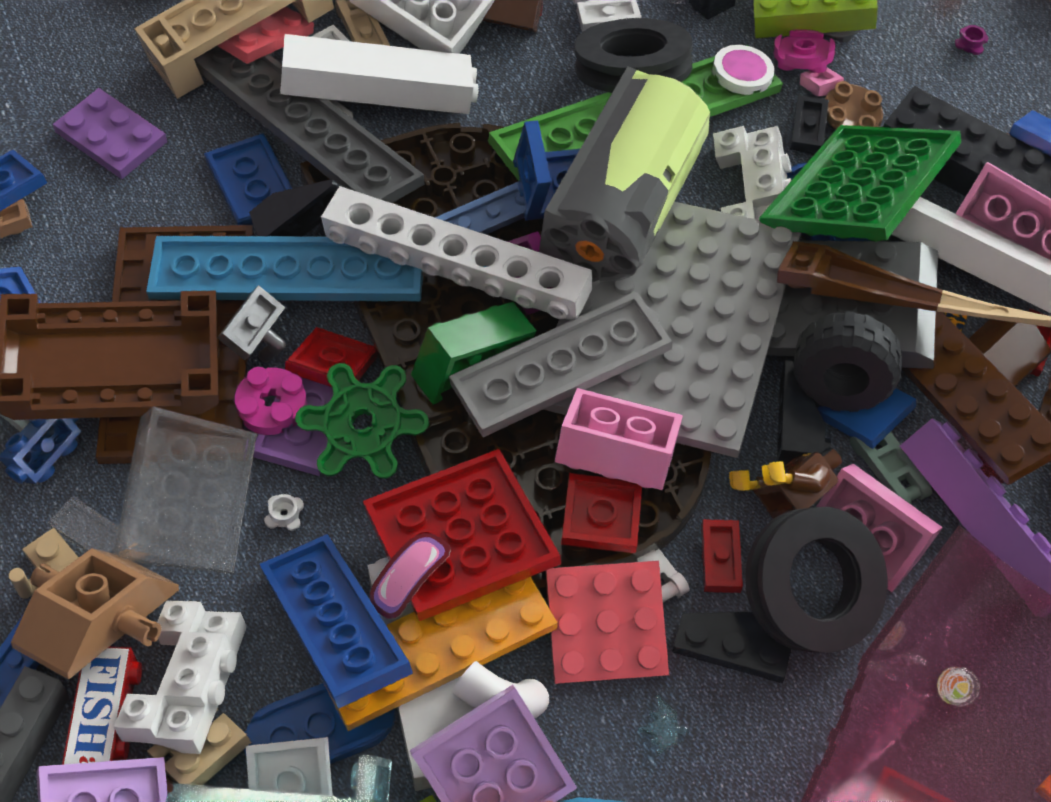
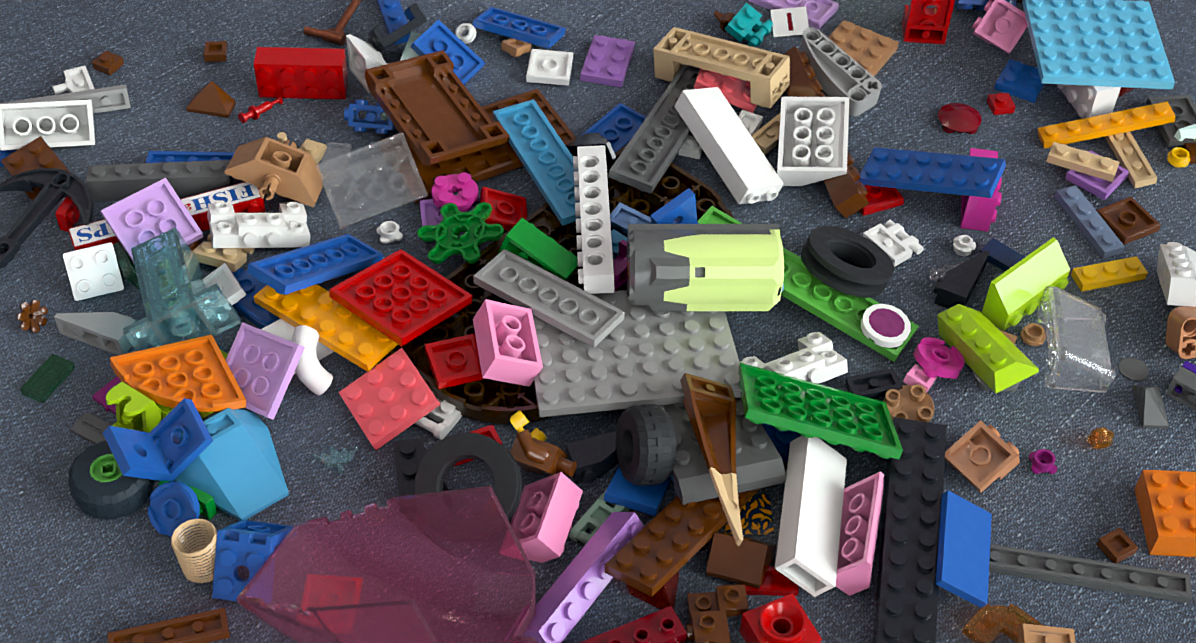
camera: 65 degrees right, 10 degrees down
(80, 198) = (549, 67): none -> white plate
(252, 325) = (496, 159): flat silver plate -> none
(407, 573) = (360, 276): sticker -> none
(954, 77) = (982, 456): none -> nougat plate
(958, 686) = (435, 596): clear tile -> none

